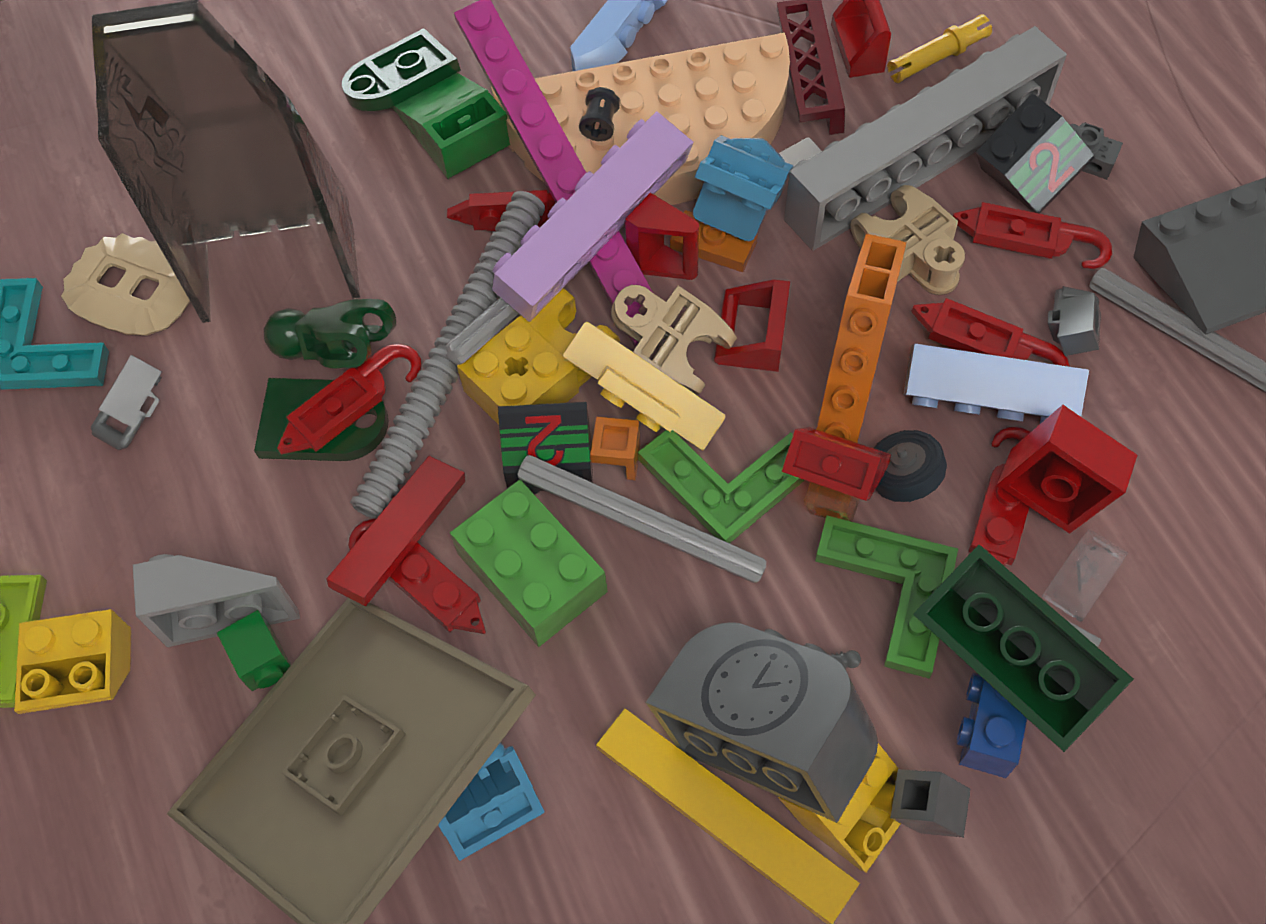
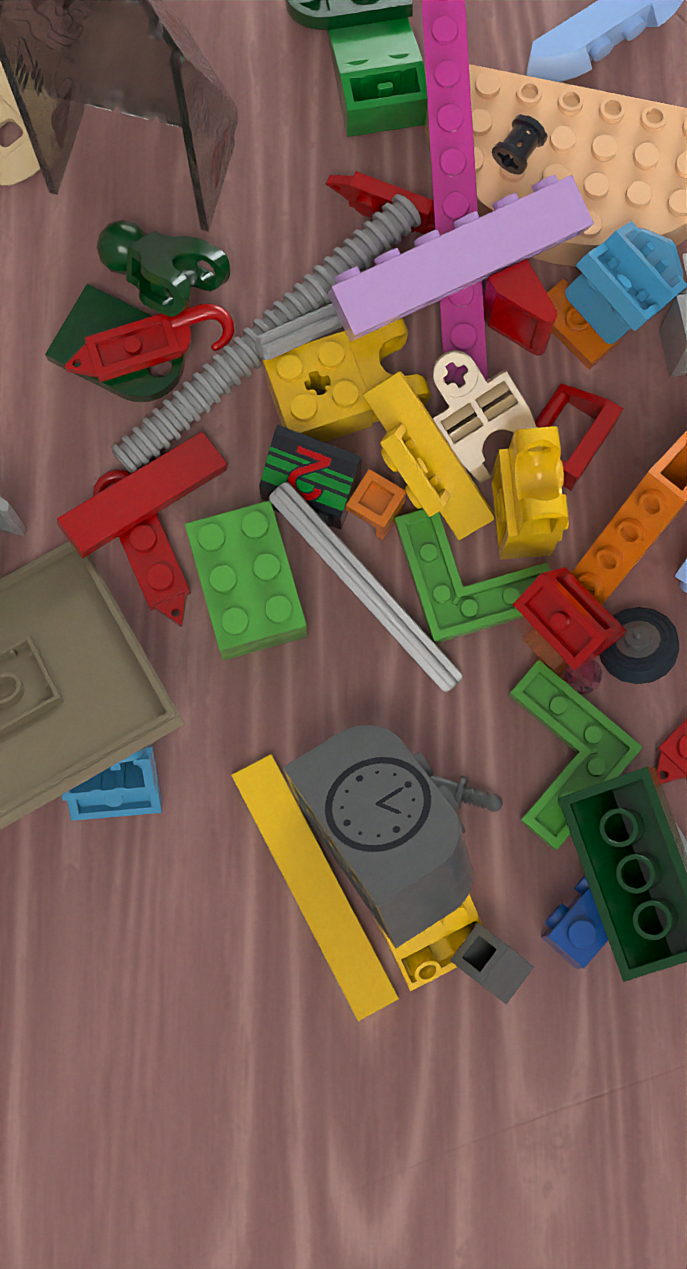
camera: 20 degrees right, 15 degrees up
(749, 375) = (529, 494): none -> yellow brick
(876, 508) = (590, 671): none -> clear pink hinge

